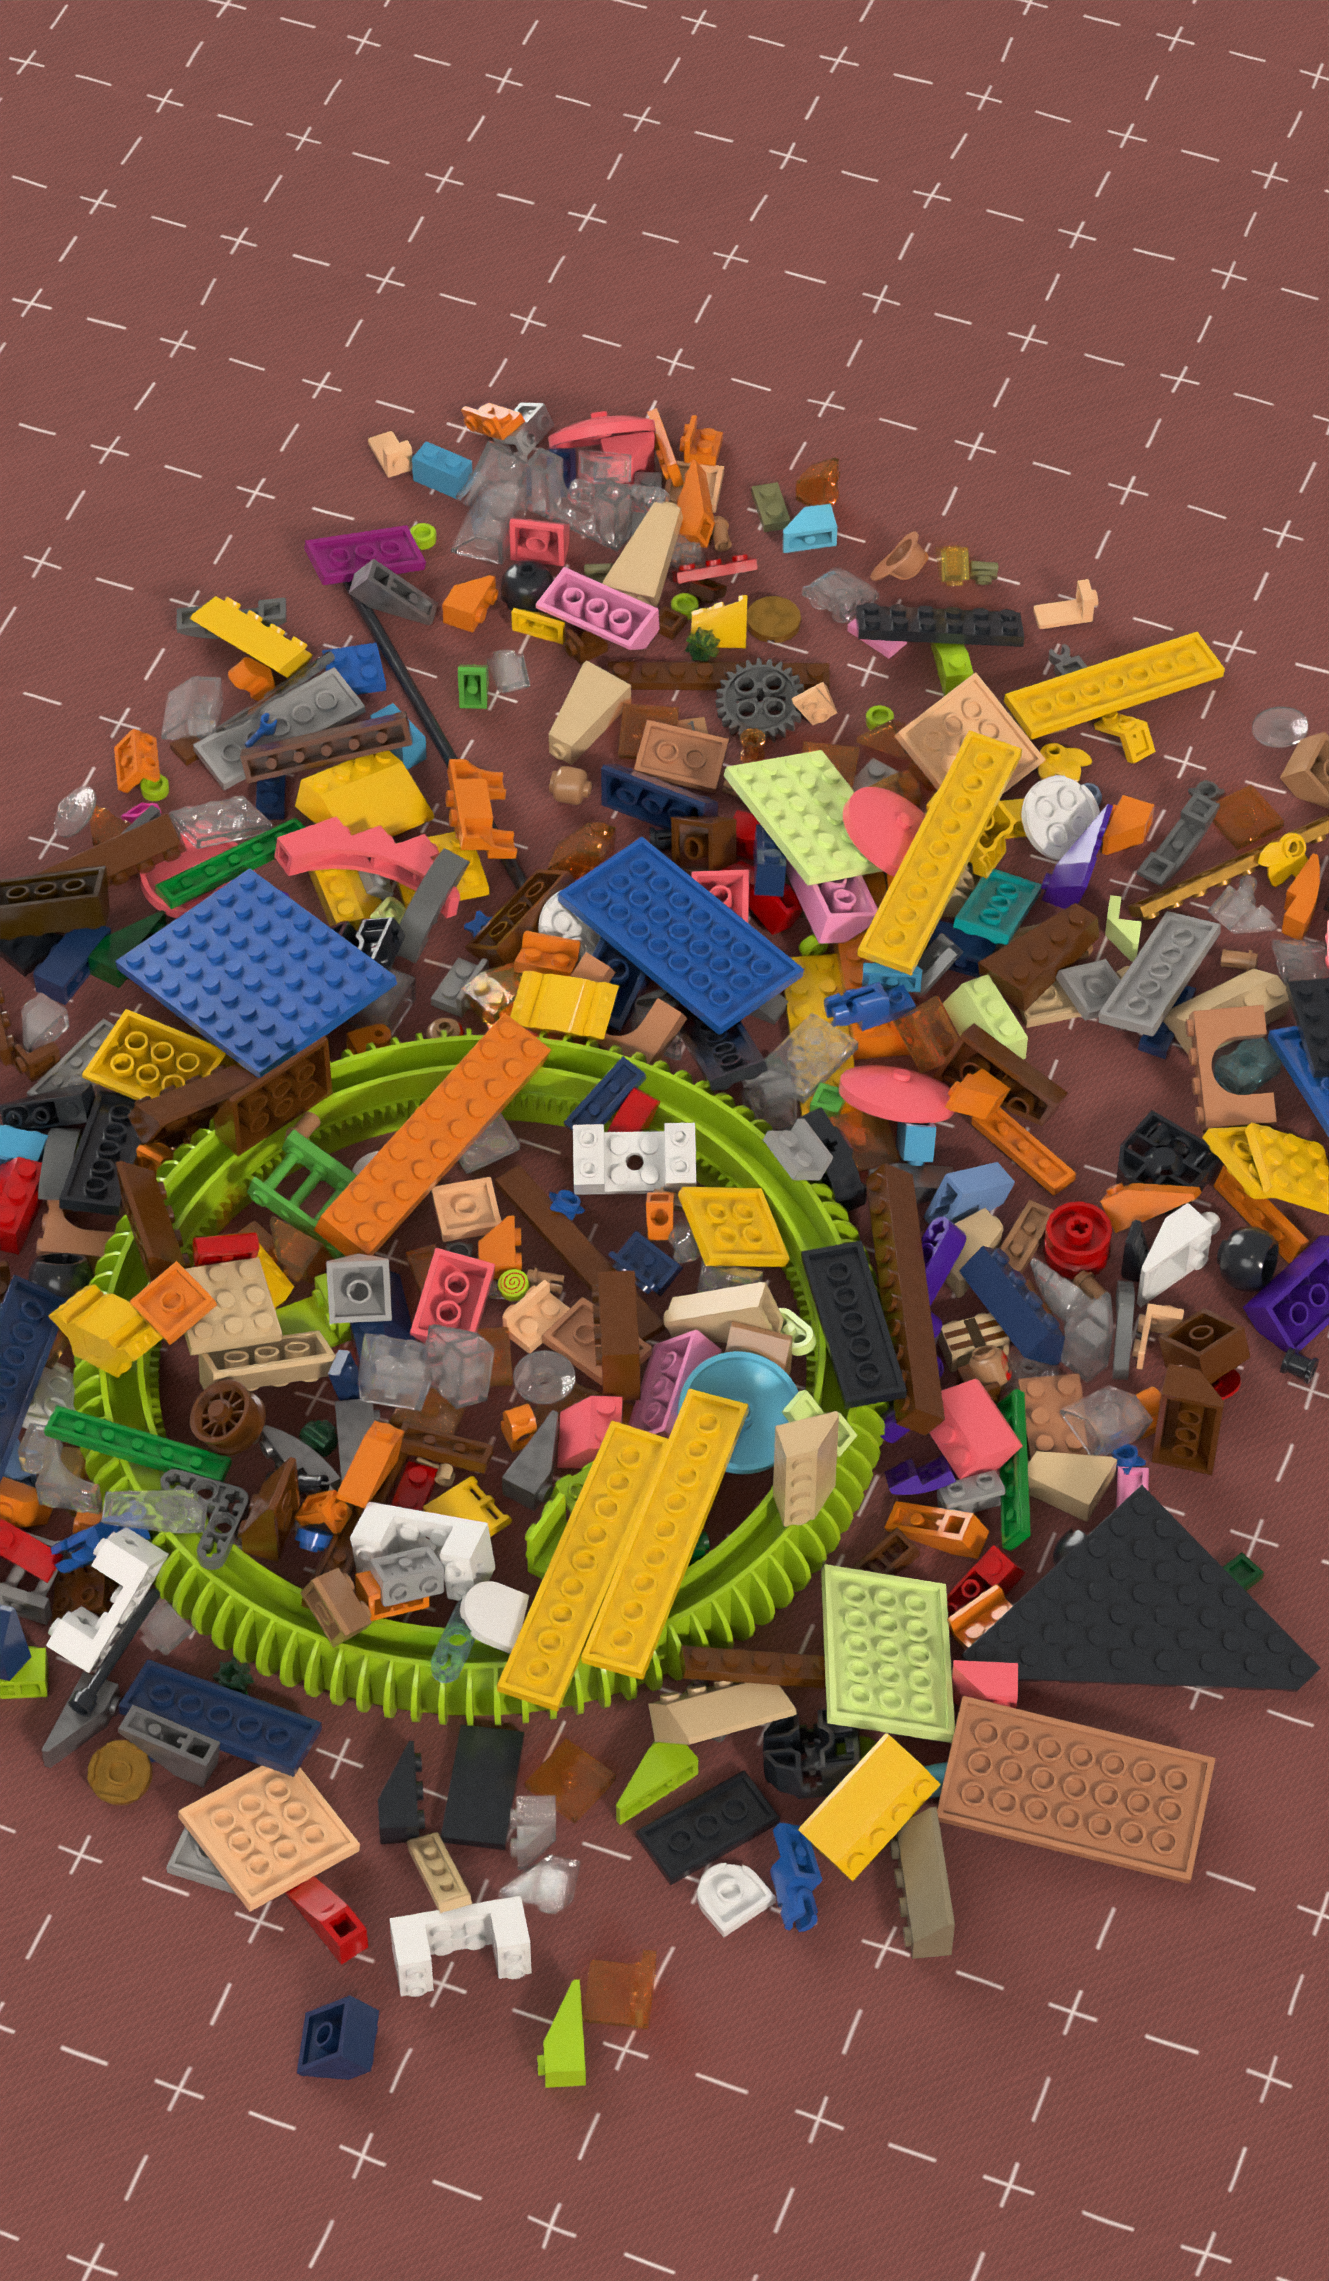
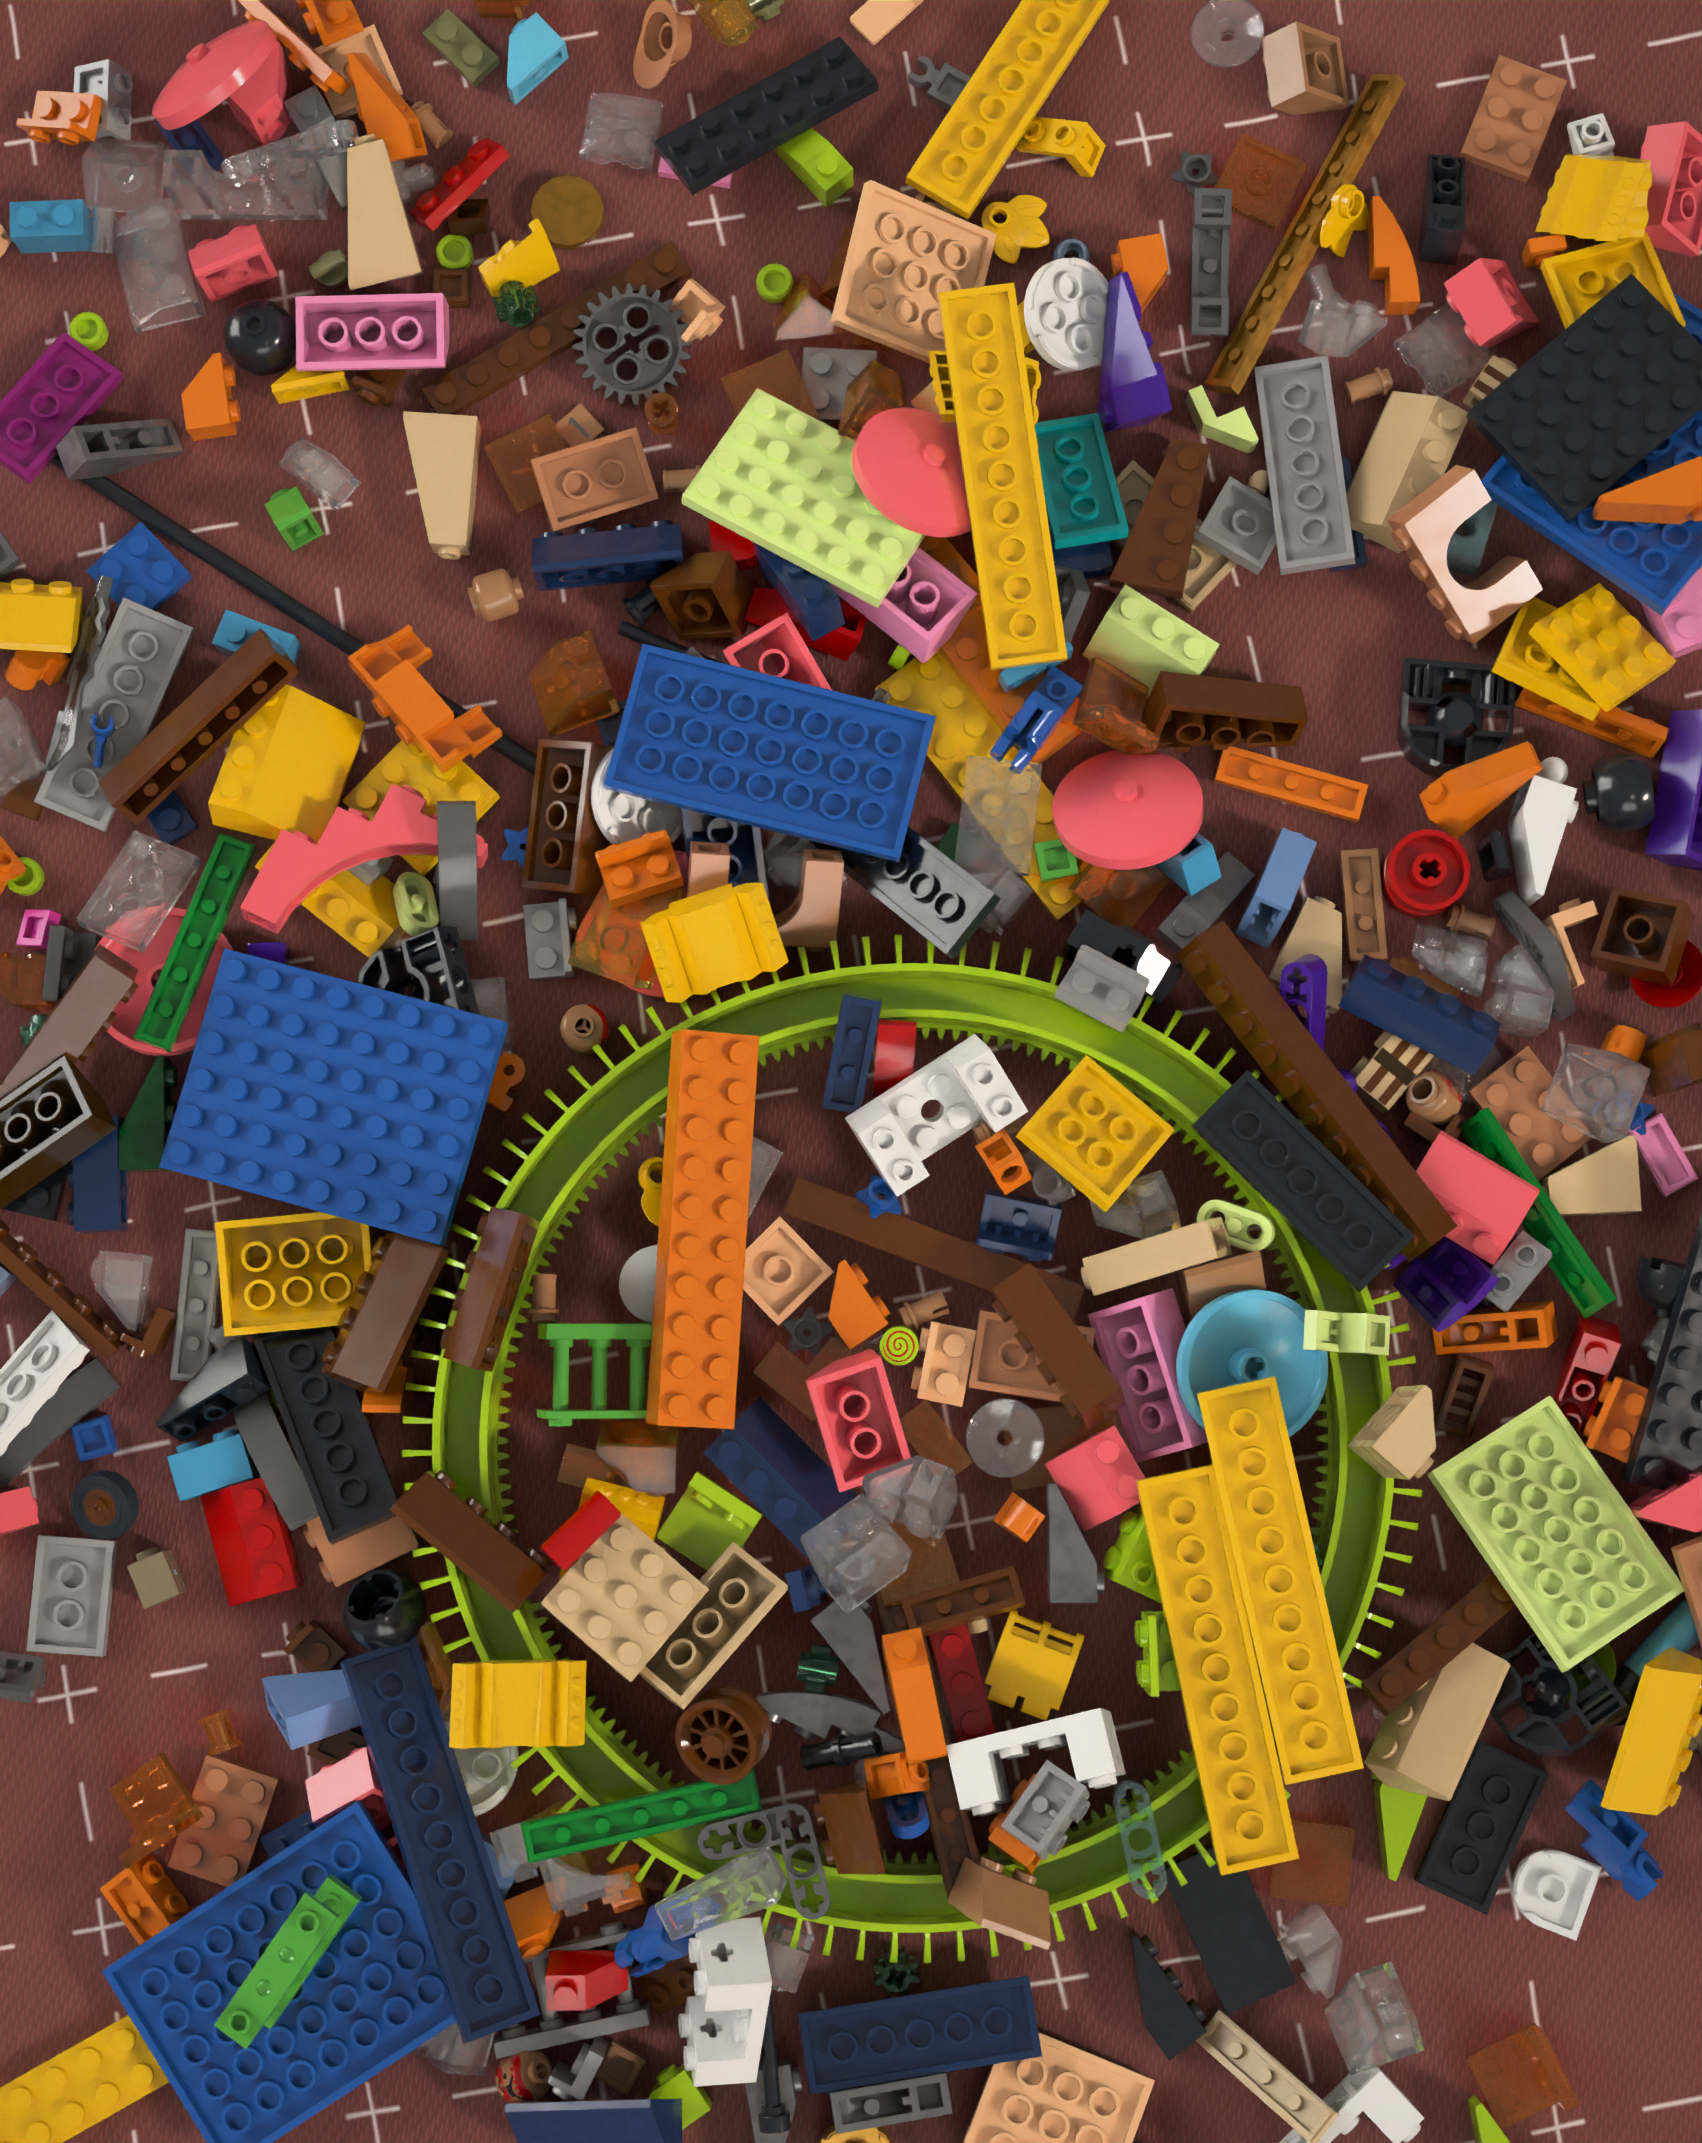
camera: 30 degrees left, 30 degrees up
(173, 1303) = (579, 1650): orange plate -> none
(359, 1289) = (756, 1483): light grey slope -> none
(494, 1614) = (1163, 1790): white tile -> none
(600, 466) = (252, 129): clear slope -> none
(977, 1095) = (1219, 760): orange slope -> none

